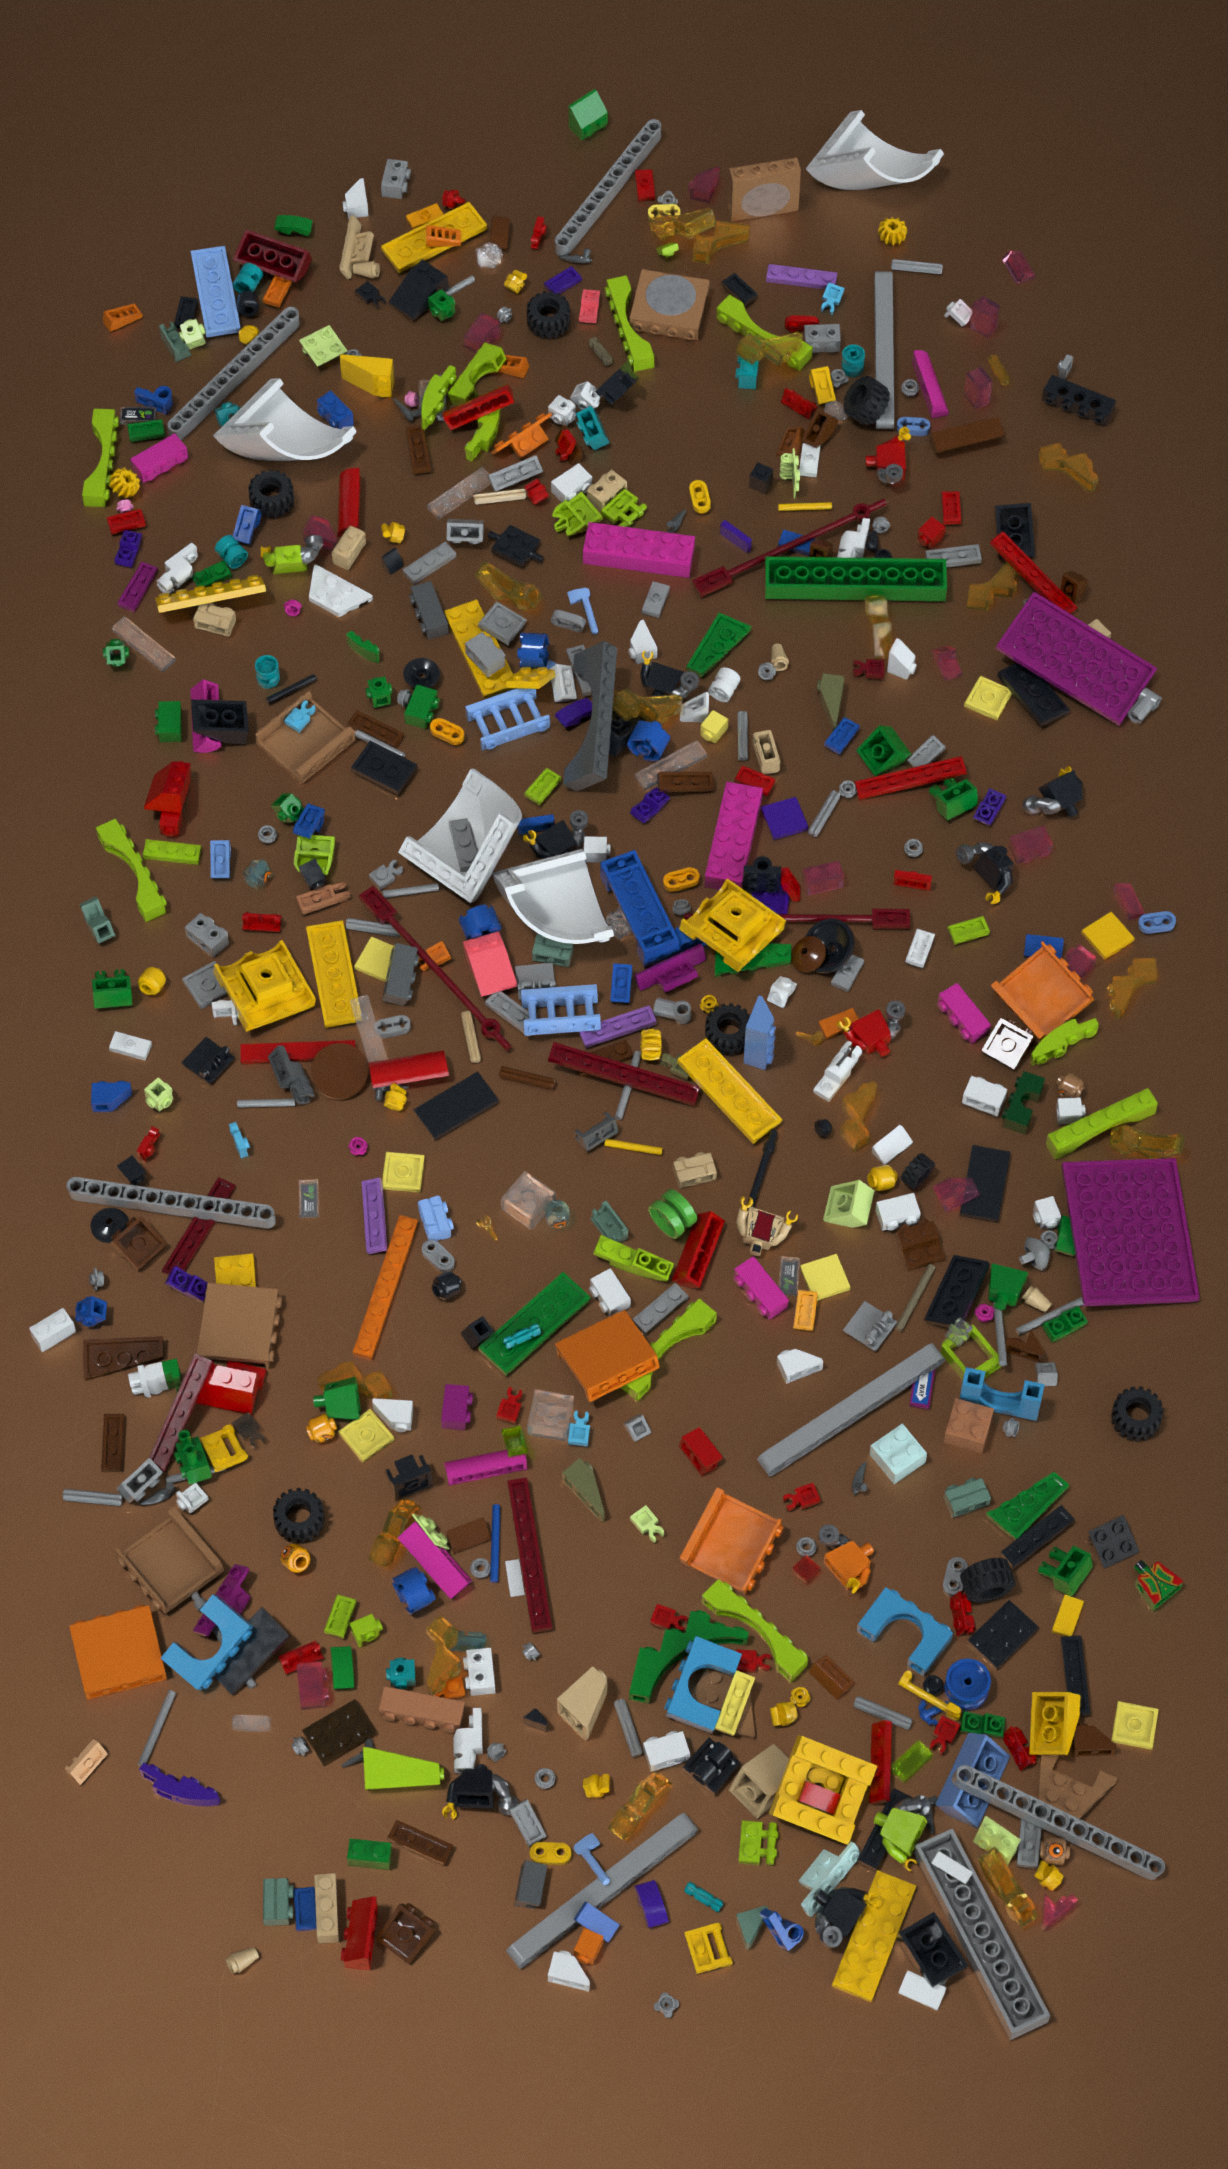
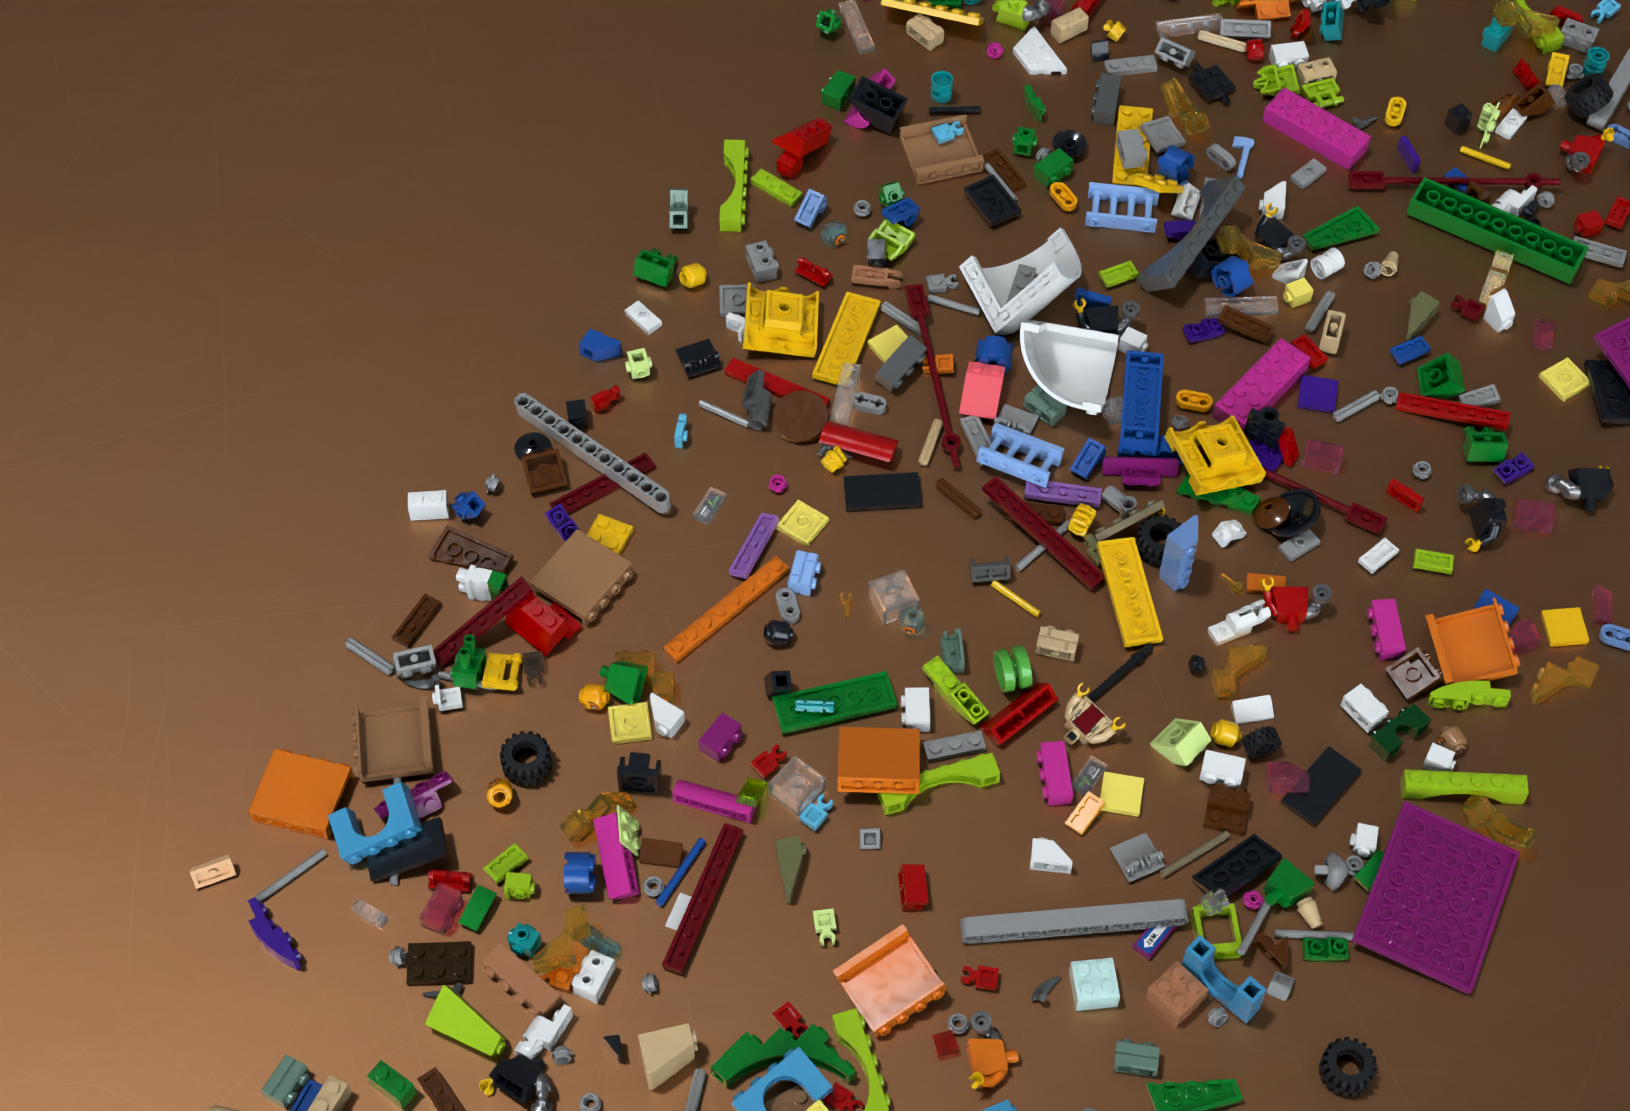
camera: 30 degrees right, 5 degrees down
(695, 1018) = (1135, 515): none -> dark tan plate

